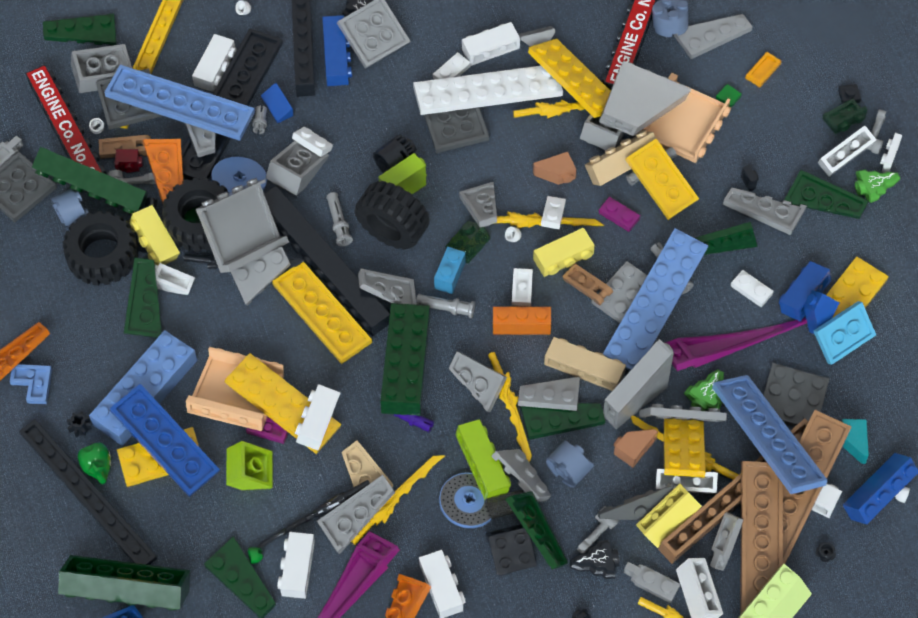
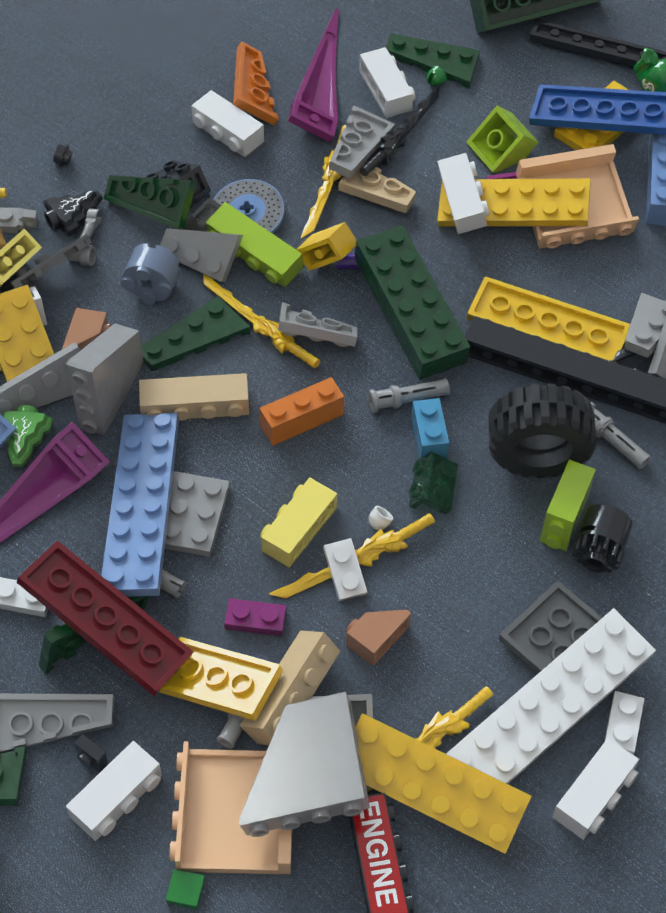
camera: 150 degrees right, 5 degrees down
(388, 287) = (486, 371): light grey wing -> none
(436, 423) = (327, 246): none -> yellow brick
(481, 203) = (445, 528): light grey wing -> none
(522, 287) = (327, 456): white plate -> none
(537, 36) = (538, 841): light grey slope -> none
(553, 394) = (213, 347): light grey wing -> none
(587, 284) = (243, 488): medium nougat plate -> none
(713, 225) = (105, 617): none -> dark red plate
(744, 152) = (114, 791): none -> white brick

